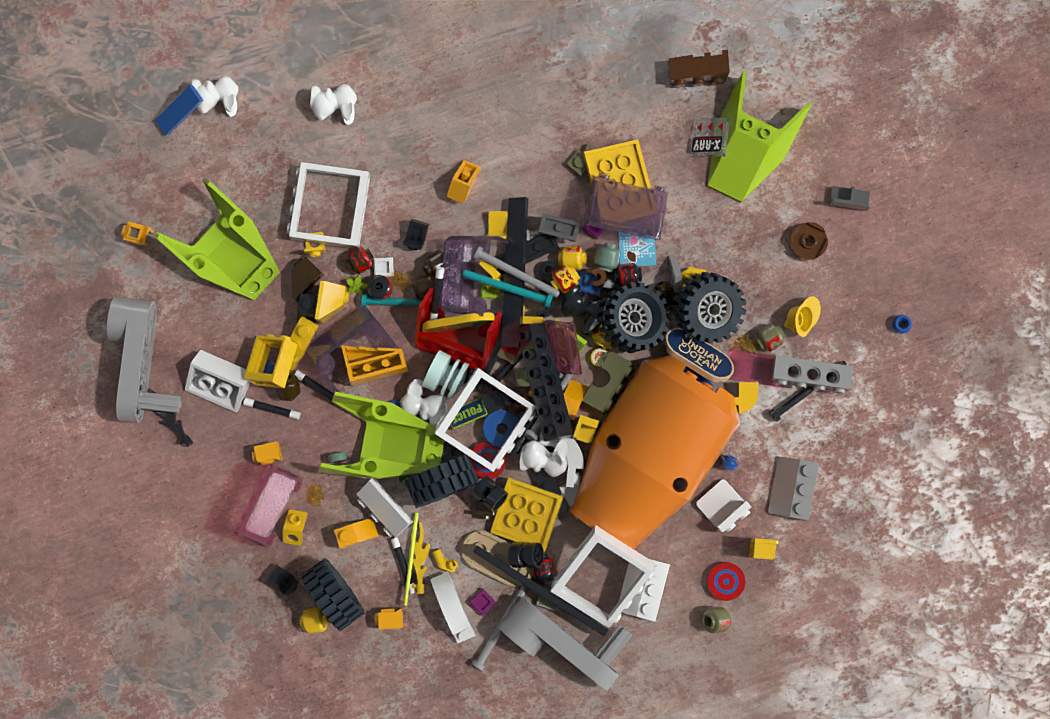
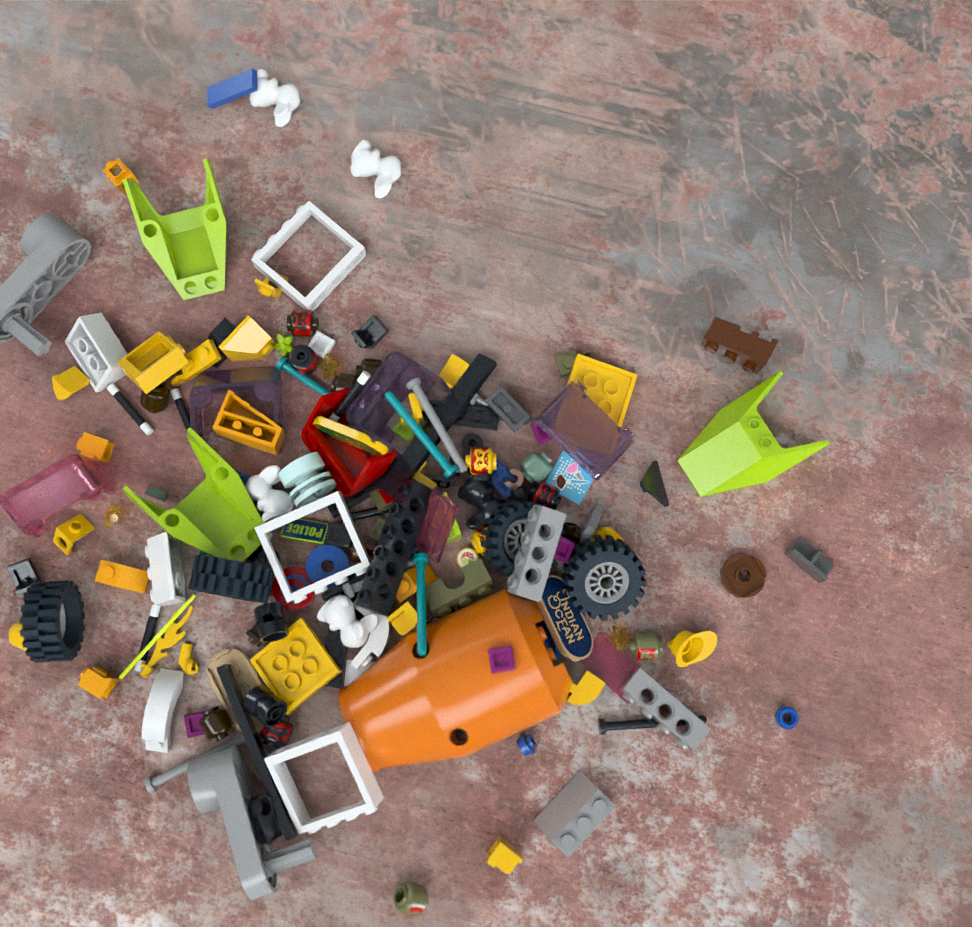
camera: 30 degrees right, 5 degrees down
(170, 421) = (32, 371): black piece -> none
(212, 418) = (69, 382): none -> yellow tile
(304, 277) = (240, 305): dark brown slope -> none
(463, 181) = (446, 312): light orange slope -> none
(497, 591) = (216, 723): none -> dark brown head
(568, 379) = (421, 560): none -> teal bar
(572, 256) = (503, 445): yellow head -> none
(579, 631) = (264, 823): none -> black piece
(648, 601) = (352, 834): white slope -> none
(659, 326) = (541, 563): none -> light grey brick
(665, 306) = (563, 550): none -> magenta tile
(677, 410) = (501, 659): none -> magenta tile
(701, 214) = (653, 484): none -> black piece
(709, 137) = (708, 415): clear tile -> none
(723, 506) = (492, 785): white bracket -> none
(726, 581) = (447, 863): red tile -> none

